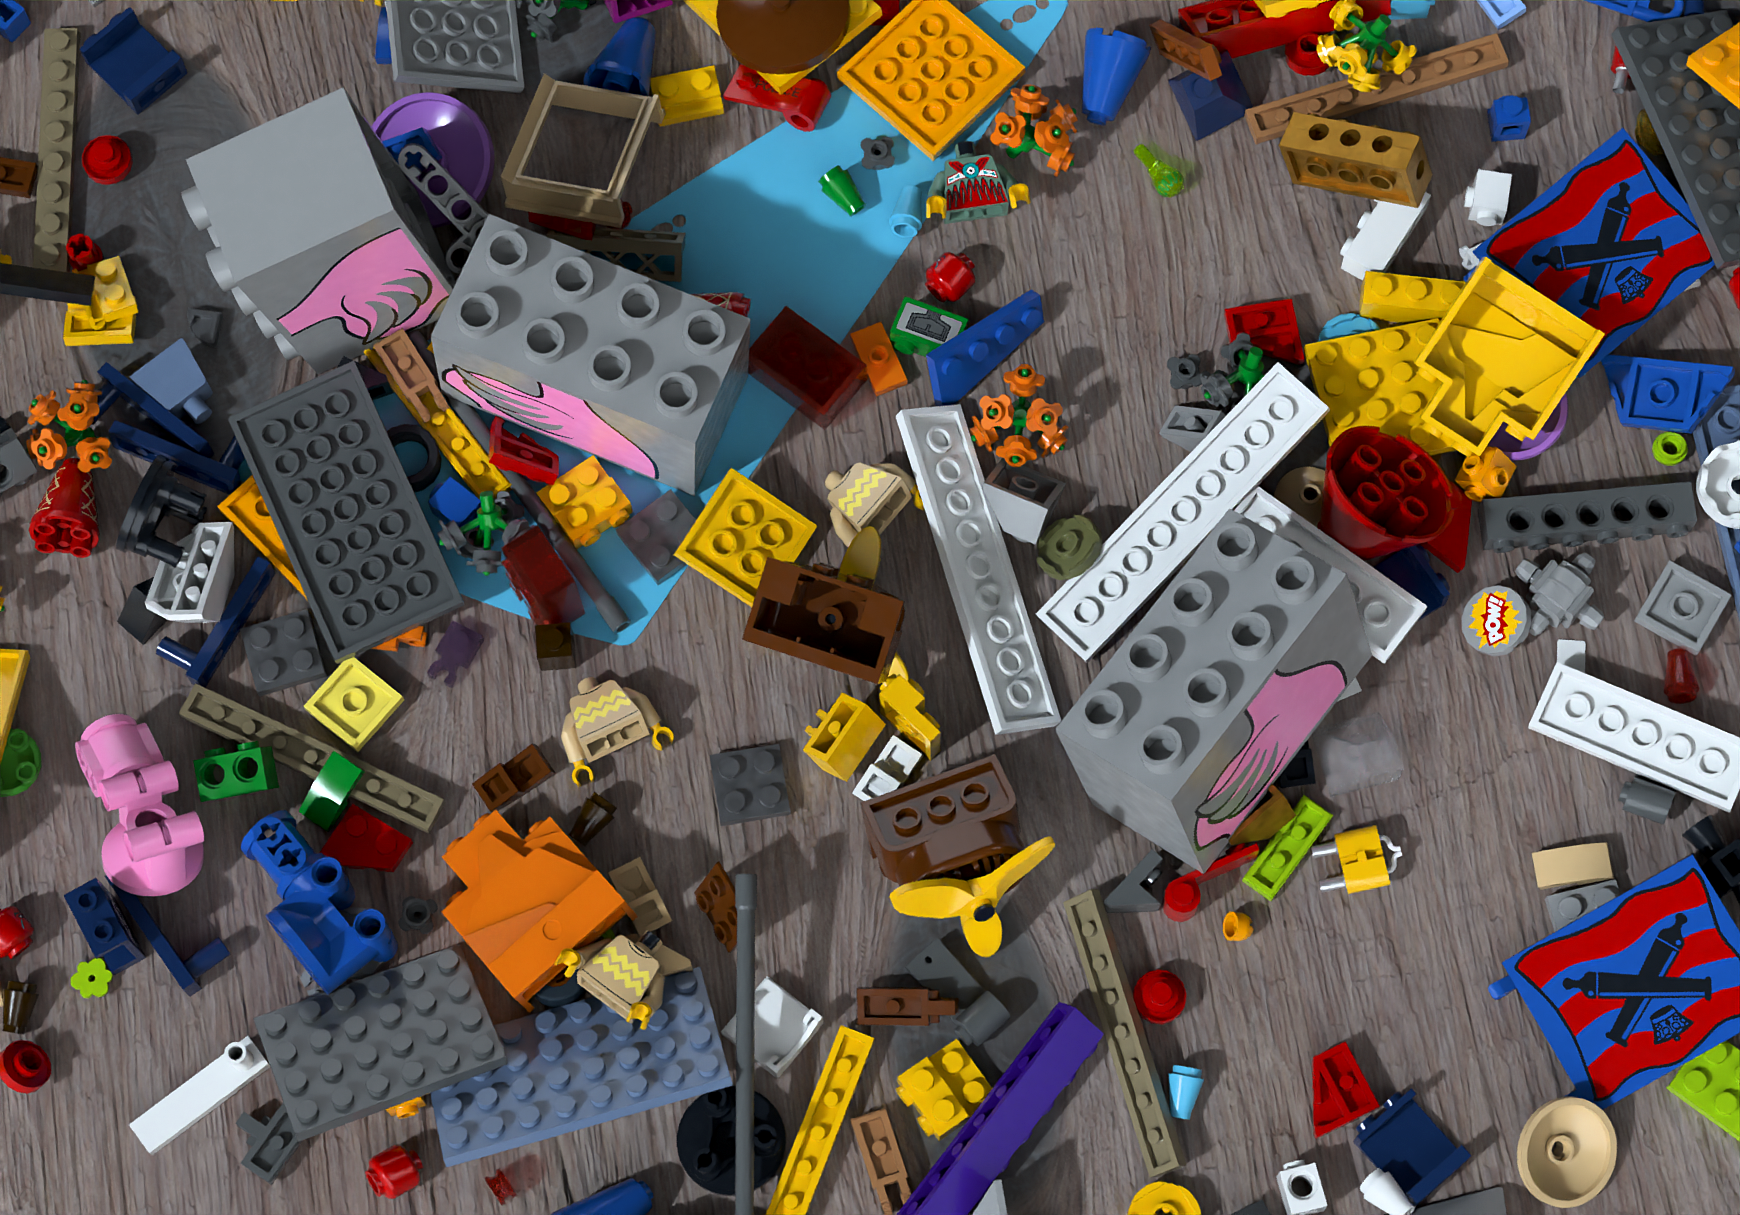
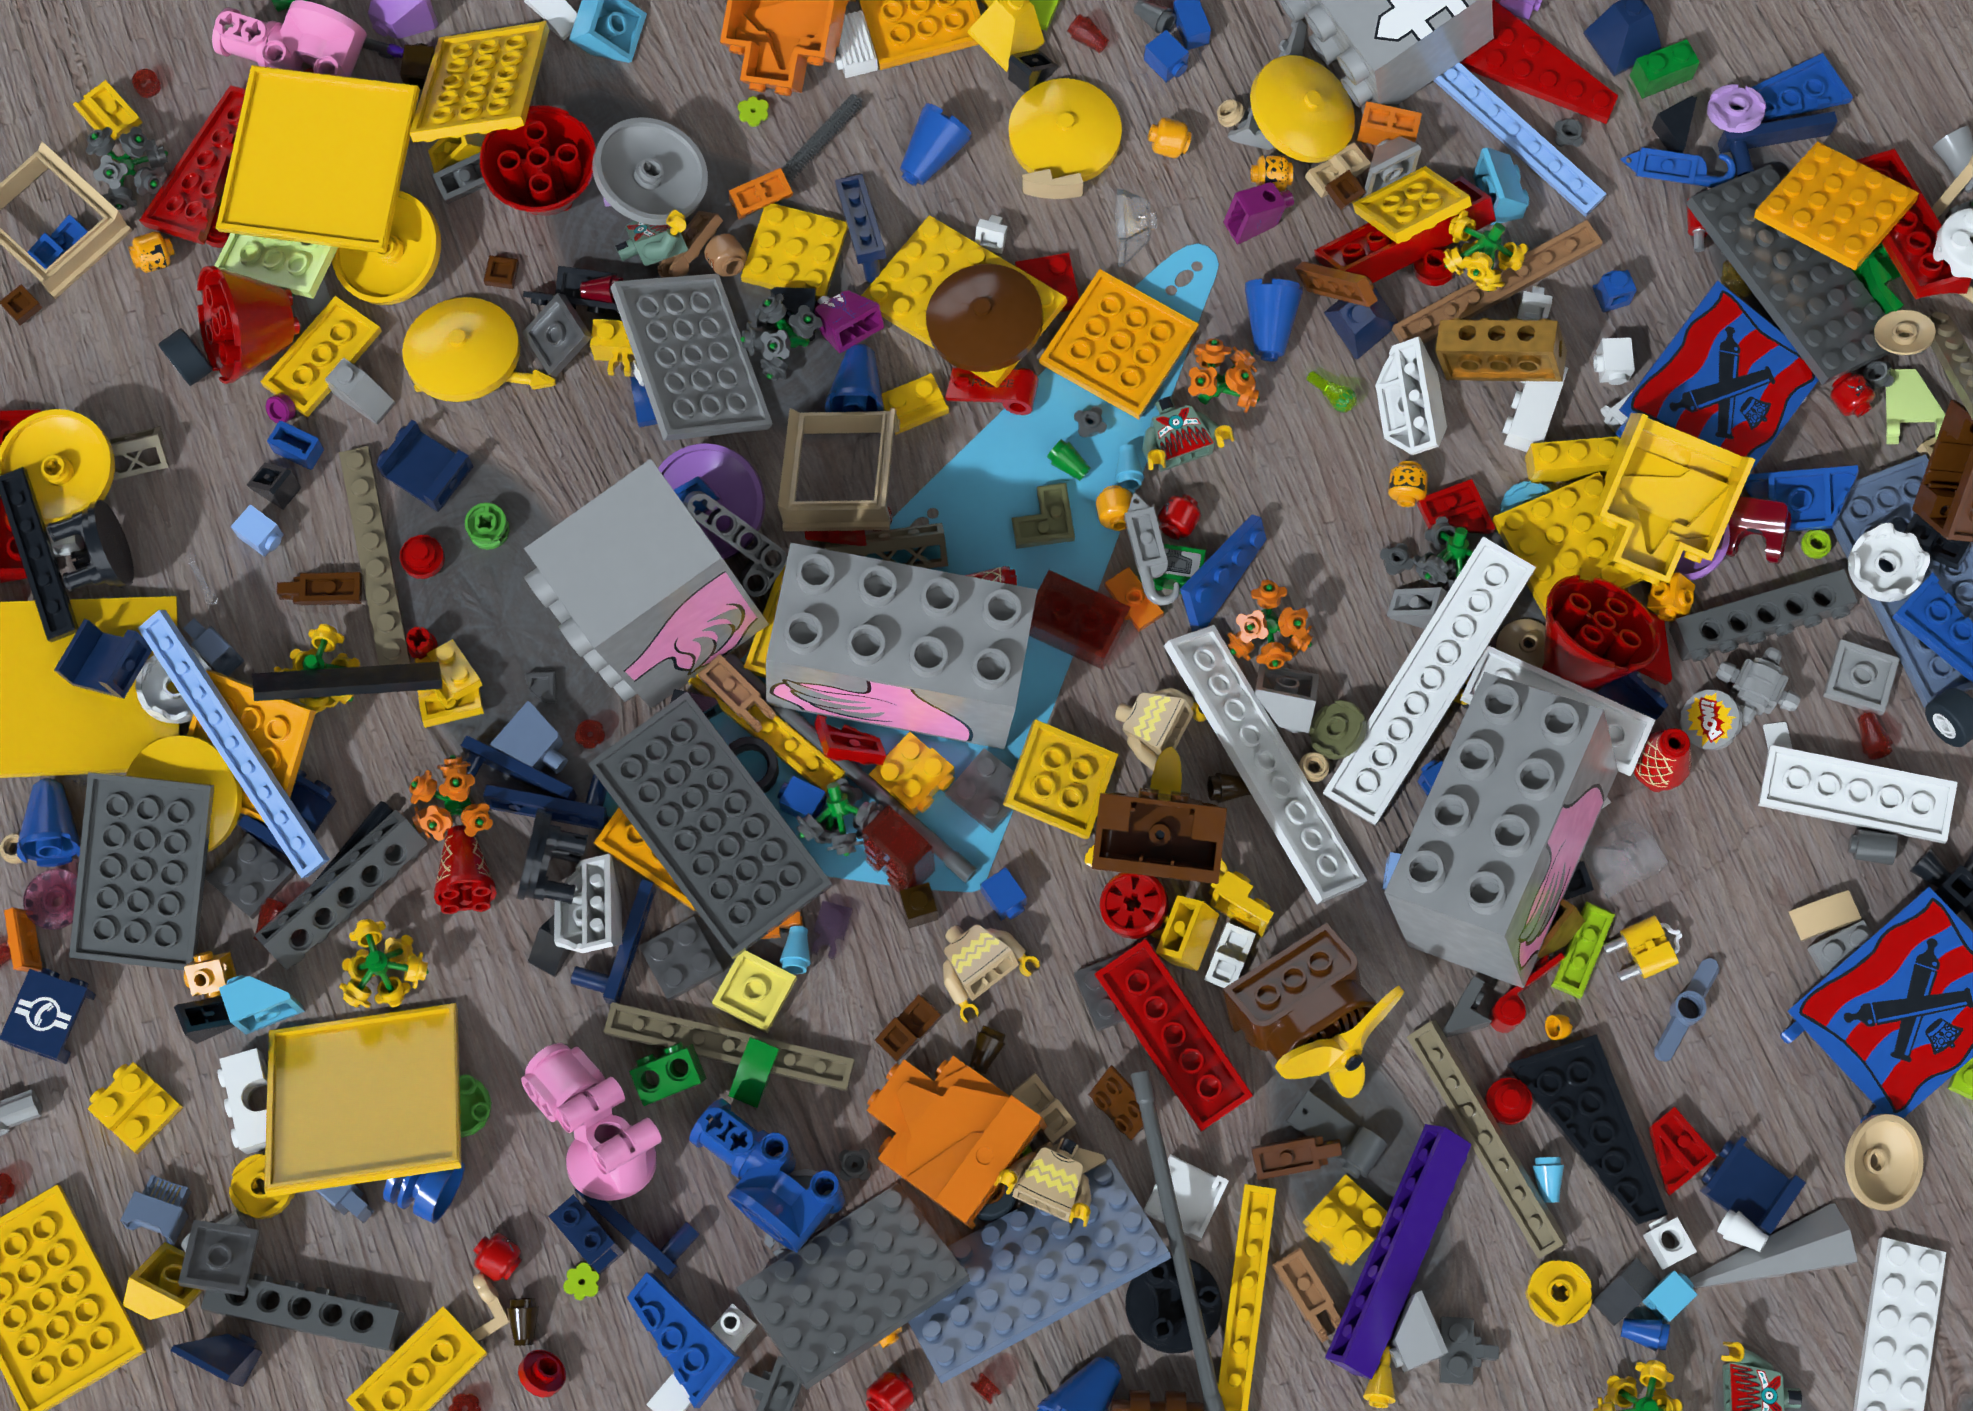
camera: 15 degrees left, 0 degrees up
(184, 137) = (487, 525): none -> bright green wheel
(188, 1068) = (688, 1344): none -> blue wing
(239, 380) = (586, 727): none -> clear red plate
(366, 842) = (794, 1110): red wing -> none
(409, 671) = (796, 954): none -> medium azure cone
(652, 654) = (1004, 895): none -> blue brick
(789, 713) = (1142, 920): none -> red wheel
(802, 845) = (1173, 1034): none -> red arch
(806, 260) = (1051, 525): none -> olive tile
(881, 253) = (1112, 505): none -> light orange head
(902, 305) = (1148, 549): none -> light grey plate
(928, 586) = (1226, 787): none -> dark brown cone
(1038, 575) = (1320, 761): none -> tan plate
(1217, 289) = (1408, 483): none -> light orange head
(1245, 195) = (1411, 399): none -> white wedge
(1246, 1021) = (1586, 1107): none -> black wing
(1374, 952) = (1678, 1023): none -> sand blue piece
(1413, 117) = (1534, 304): none -> white tile
(1430, 655) = (1664, 760): none -> red cone
(1605, 403) = (1763, 518): none -> dark red piece

